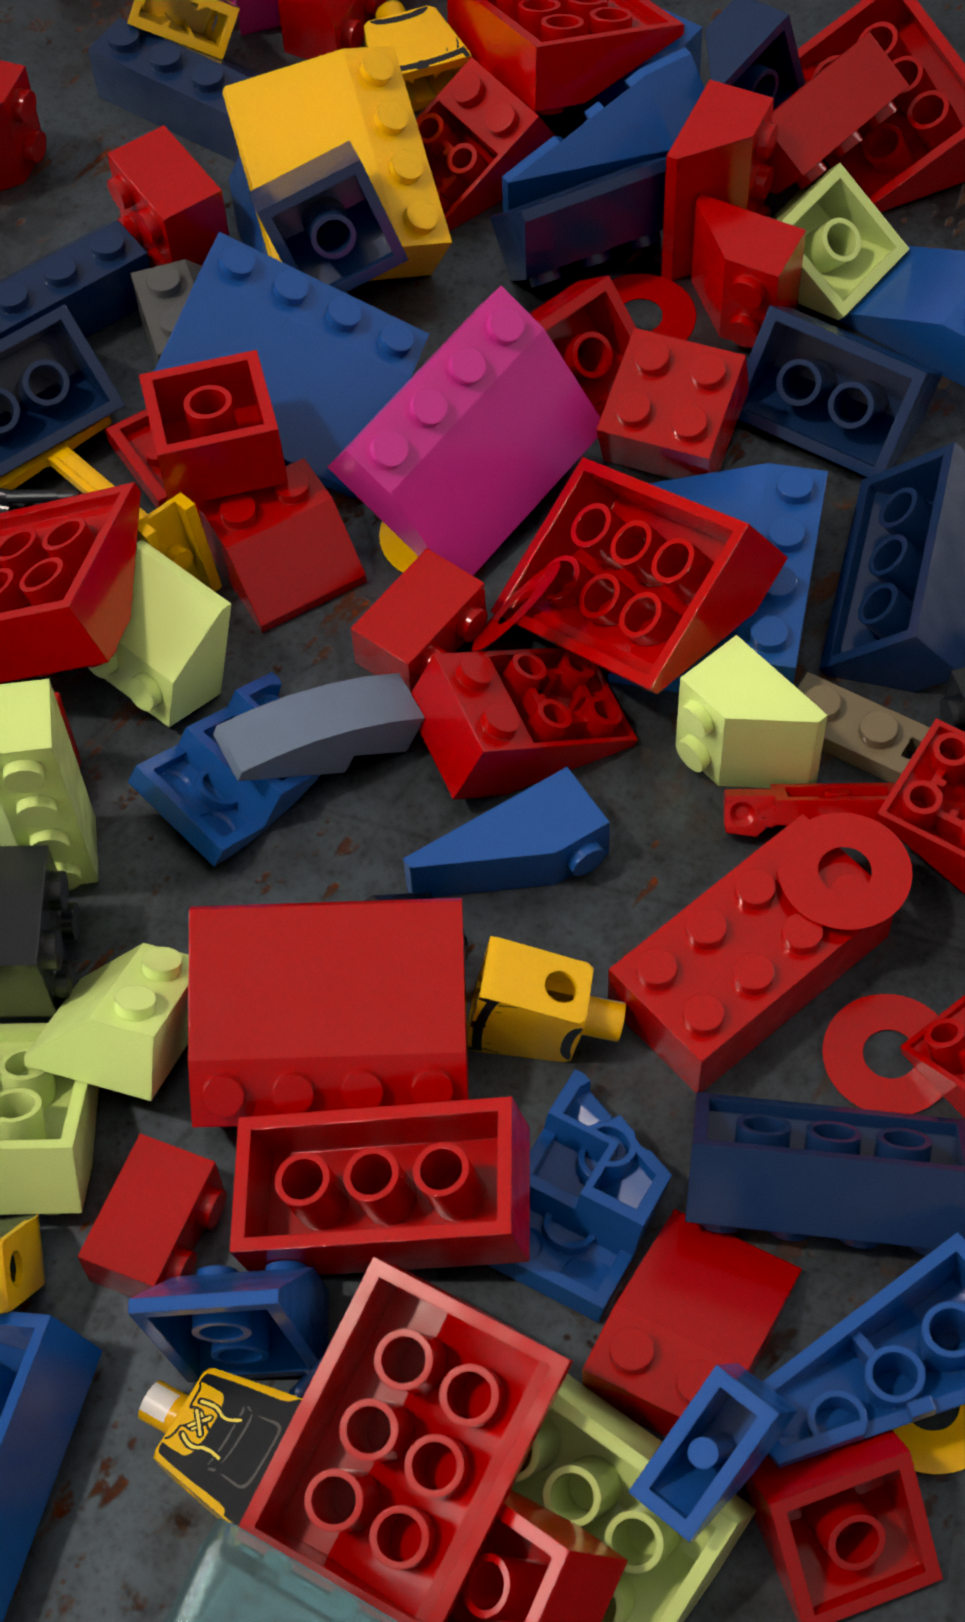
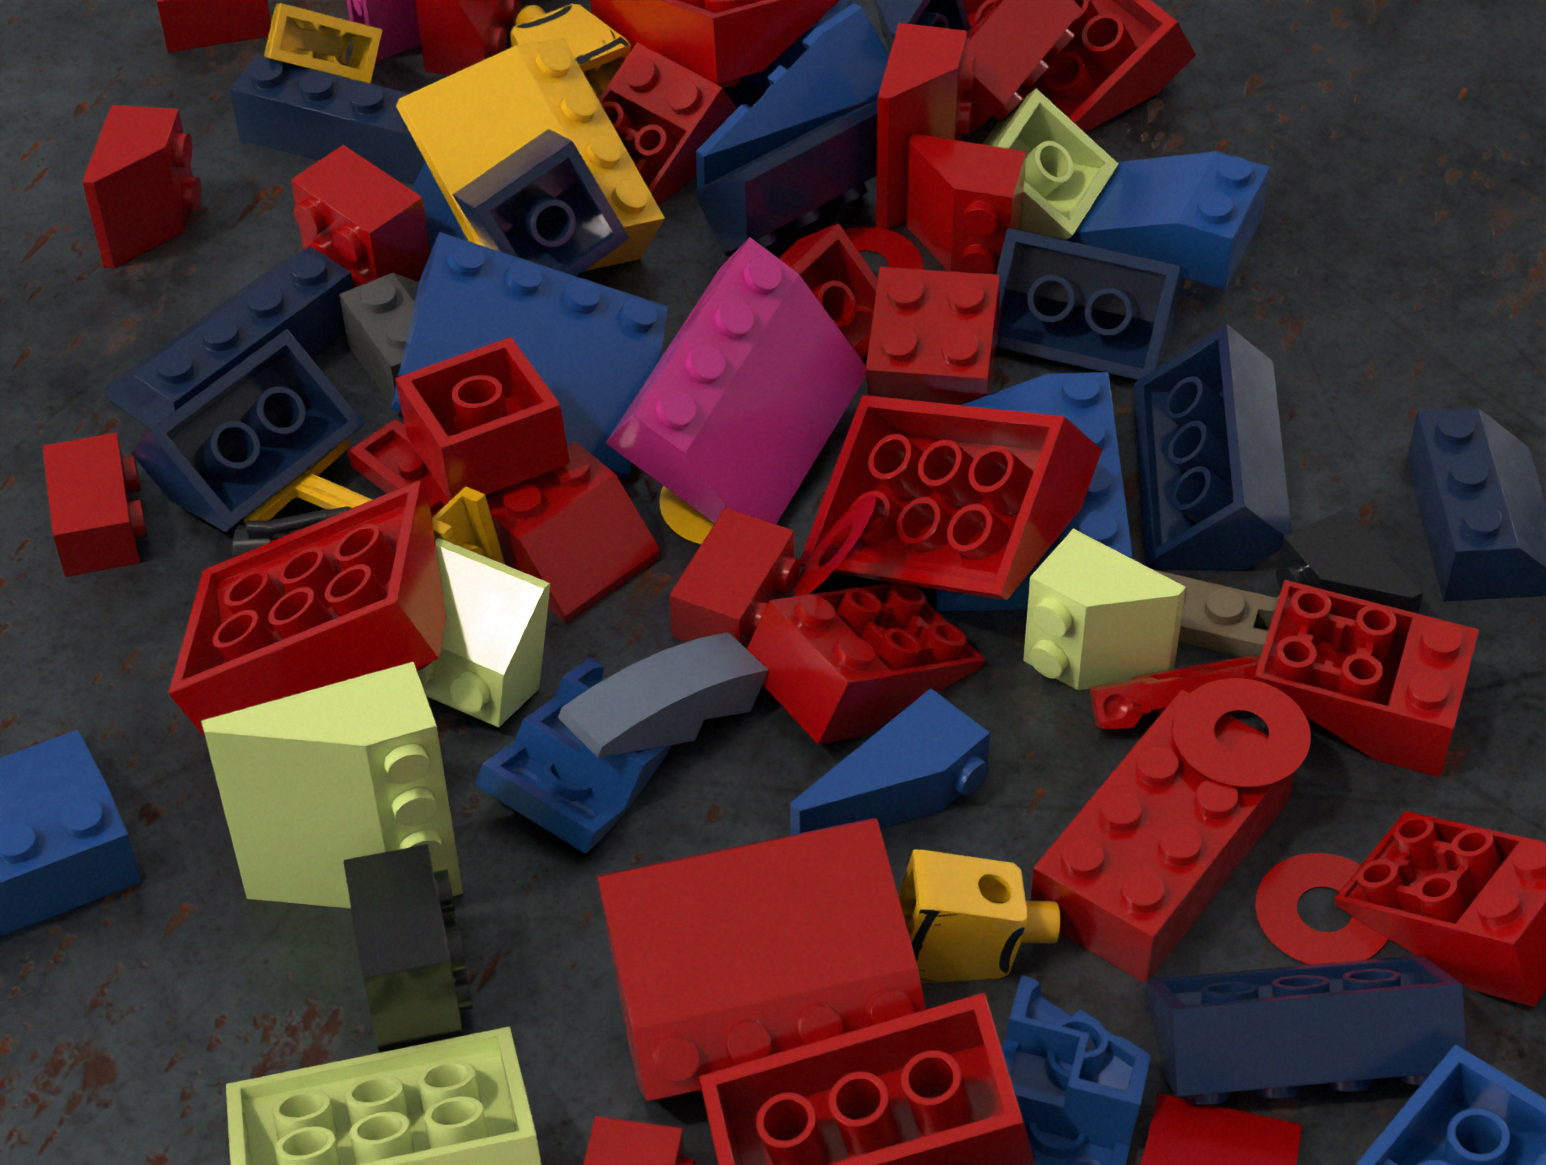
camera: 15 degrees left, 10 degrees down
(120, 1024) = (542, 1012): yellowish green slope -> none

